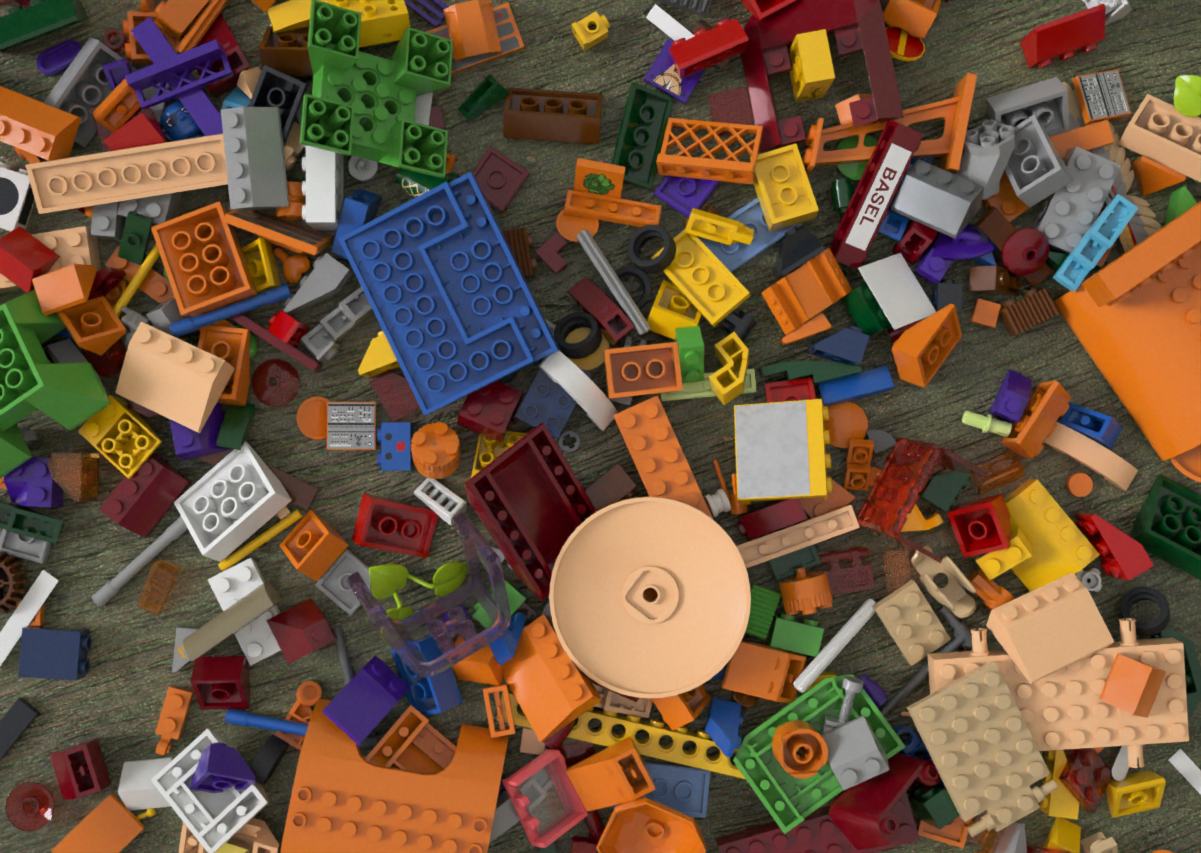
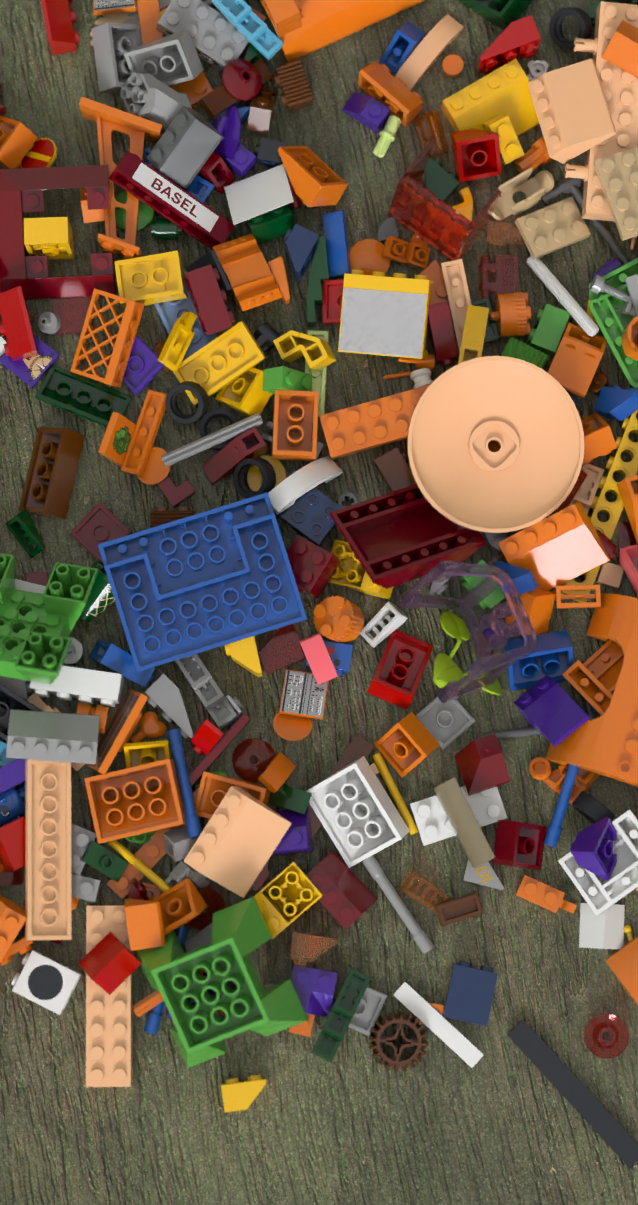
camera: 80 degrees left, 5 degrees down
(80, 770) = (580, 987): dark red slope -> none
(145, 627) = (458, 908): none -> reddish brown tile
(260, 409) = (277, 772): none -> orange slope
(387, 435) = (318, 658): none -> coral slope
(718, 86) = (49, 322): none -> light grey tile
(767, 253) = (209, 300): none -> dark red slope
(773, 552) = (473, 333): none -> yellow slope
(985, 313) = (289, 122): orange tile -> none

